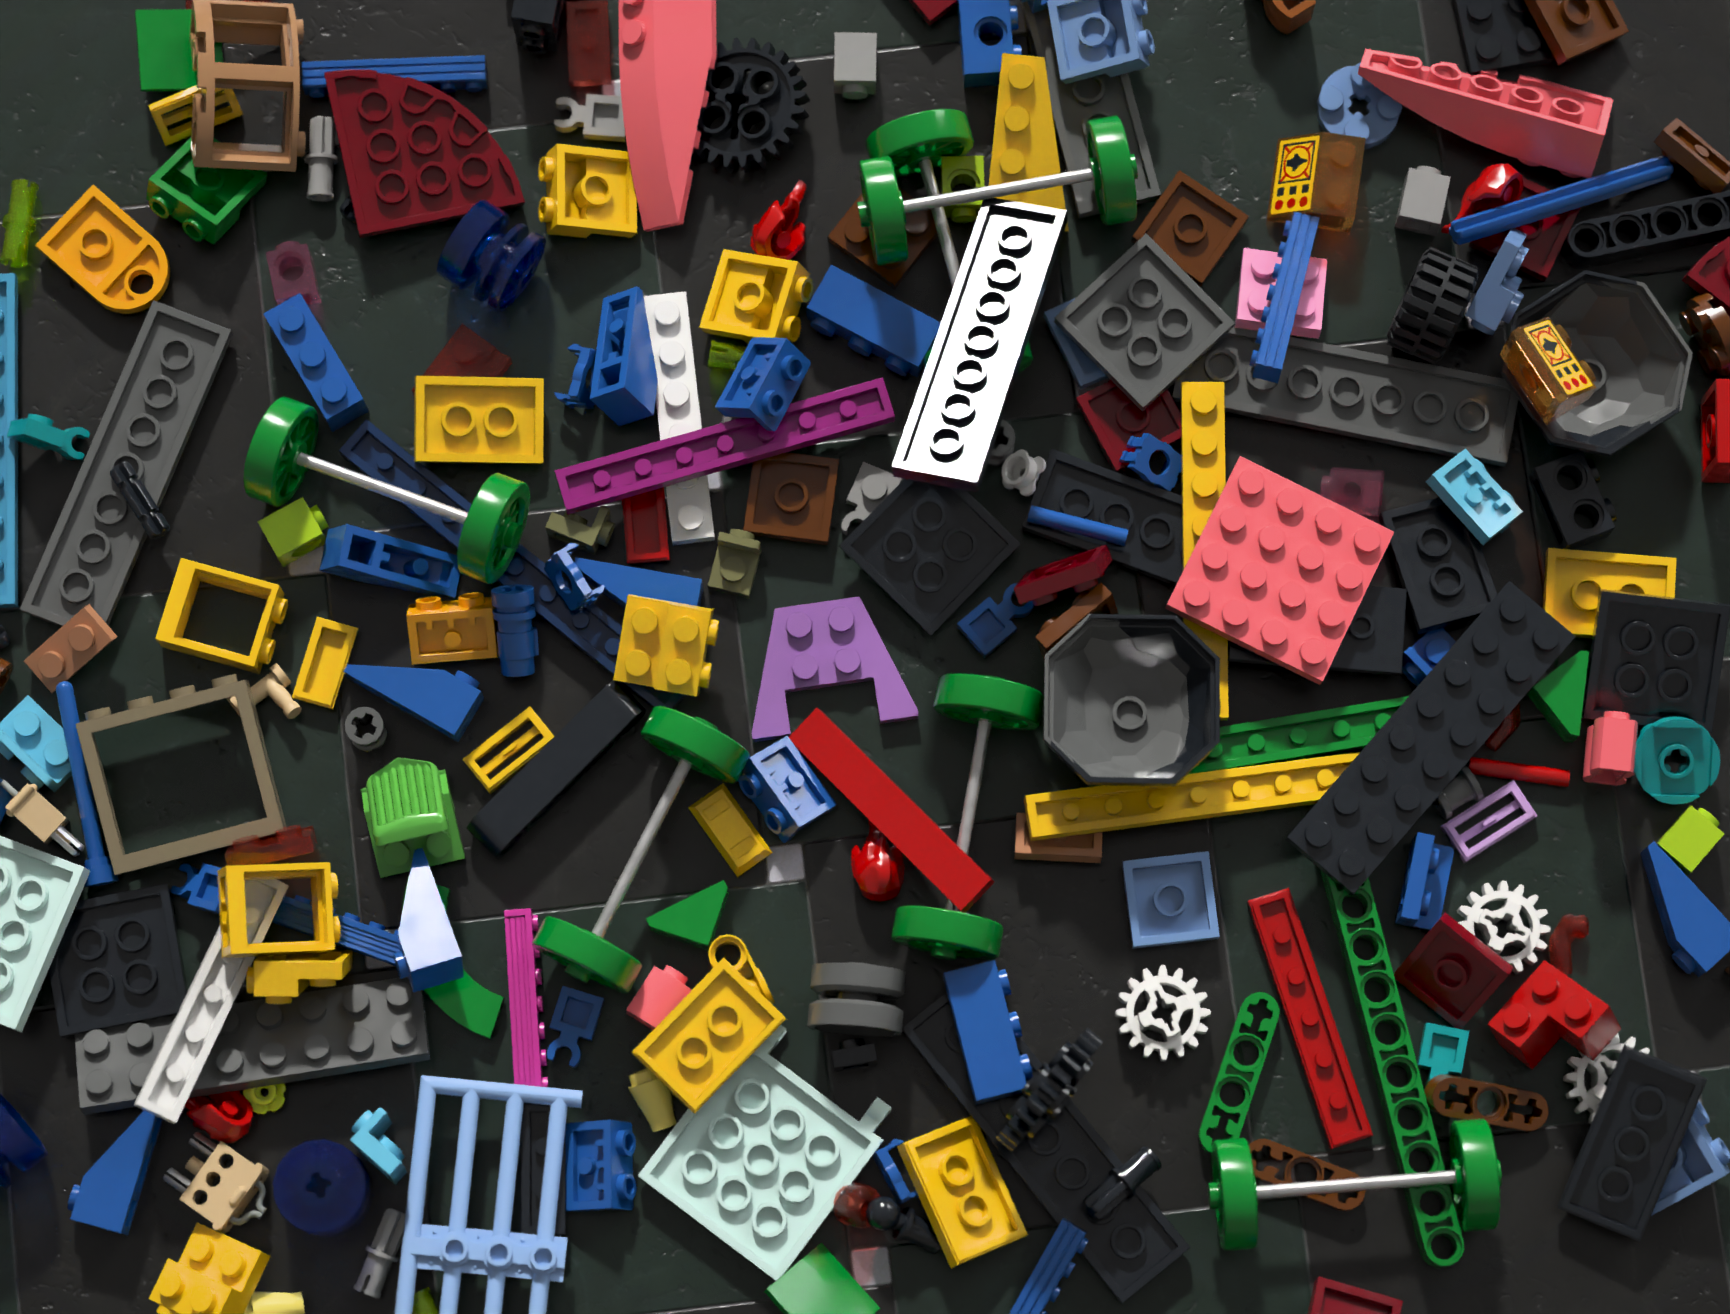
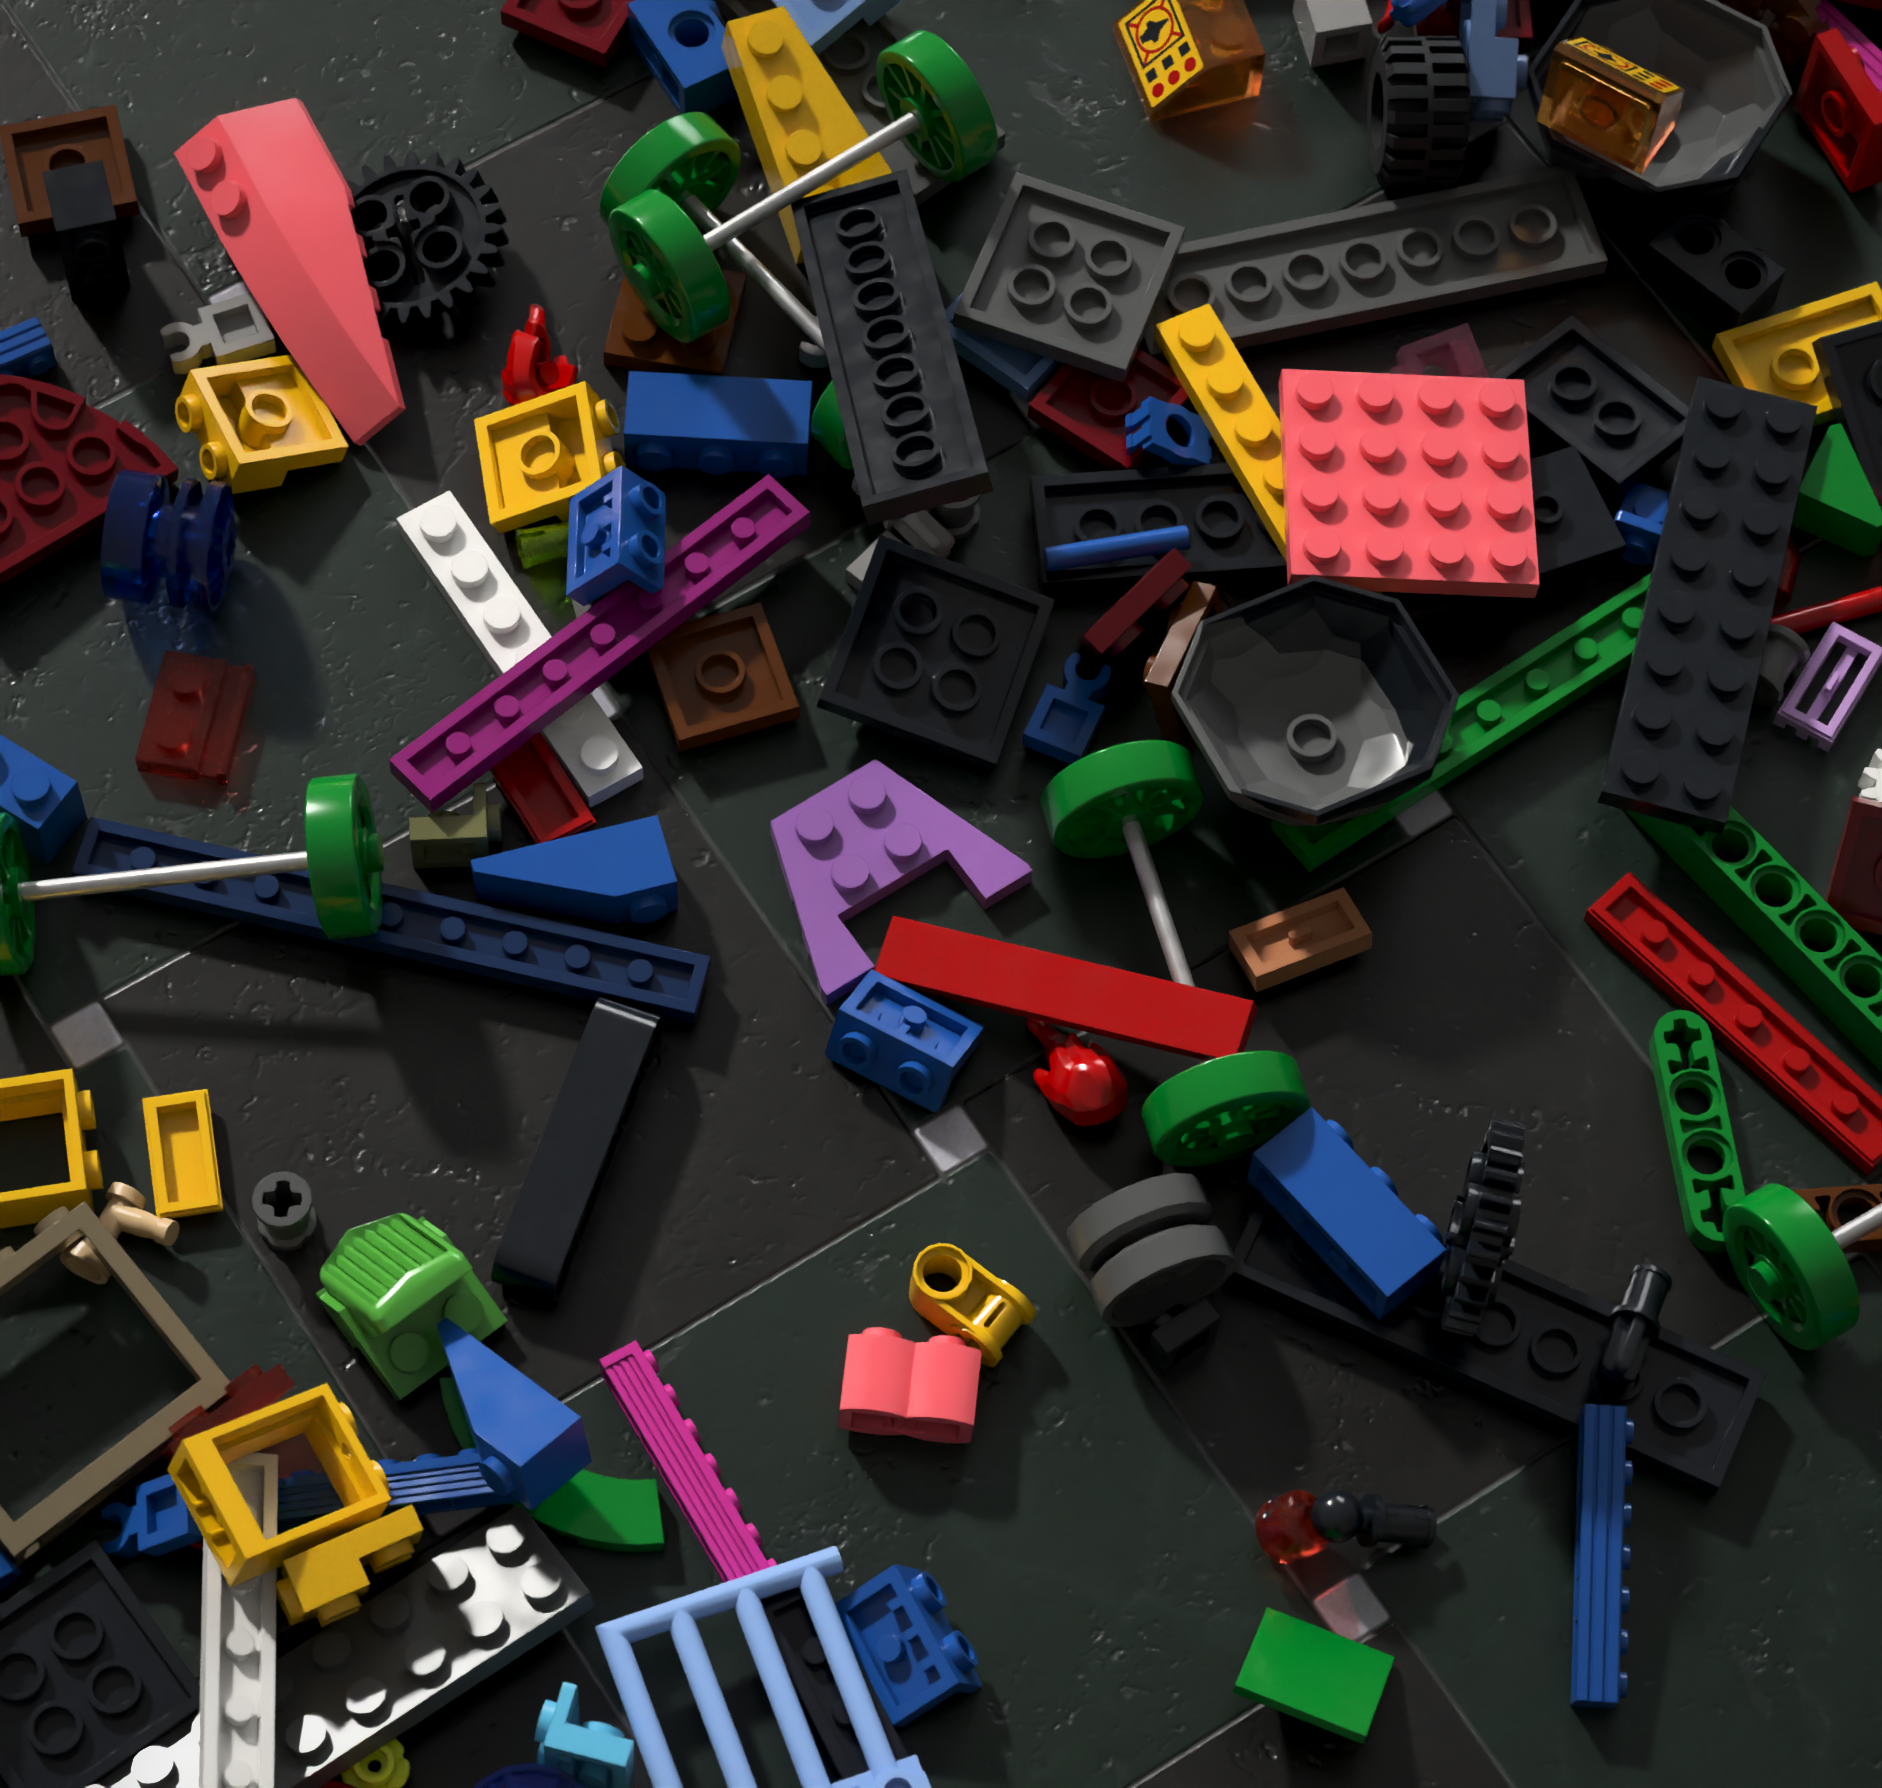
camera: 30 degrees left, 15 degrees down
(294, 530) = (56, 1001): lime brick -> none
(389, 562) = (208, 983): blue slope -> none
(426, 694) = (345, 1131): blue slope -> none
(451, 629) = (344, 1033): light orange bracket -> none
(478, 420) = (246, 750): yellow plate -> none
(511, 770) = (475, 1202): yellow tile -> none
(515, 635) = (435, 997): blue axle -> none
(575, 1018) = (772, 1462): blue plate -> none
(578, 393) = (370, 648): blue piece -> none
(581, 591) = (505, 896): blue piece -> none
(588, 43) = (169, 253): clear red plate -> none
(624, 360) = (412, 600): blue slope -> none
(653, 1099) = (934, 1515): light yellow cone -> none
(665, 645) = (653, 913): yellow plate -> none
(694, 918) = (866, 1258): green slope -> none
(695, 746) = (757, 1026): green axle -> none
(708, 1035) = (974, 1388): yellow tile -> none
(730, 830) = (855, 1127): yellow tile -> none
(735, 563) = (687, 788): olive bracket -> none
(764, 1159) = (1127, 1524): light aqua plate -> none
(855, 64) = (533, 140): light grey brick -> none
(867, 492) = (818, 632): light grey plate -> none
(891, 1173) = (1298, 1447): blue piece -> none
(957, 171) = (773, 238): lime brick -> none
(962, 1191) = (1424, 1441): yellow tile -> none
(1022, 472) = (995, 518): white plate -> none
(1170, 900) = (1487, 952): medium blue plate -> none
(1180, 1005) = (1566, 1067): white gear -> none
(1192, 226) = (1064, 147): reddish brown plate -> none
(1193, 798) = (1431, 816): yellow plate -> none
(1254, 284) = (1218, 185): bright pink plate -> none
(1284, 297) = (1232, 172): piece -> none
(1424, 883) = (1794, 787): blue bracket -> none
(1474, 496) = (1594, 308): medium azure bracket -> none

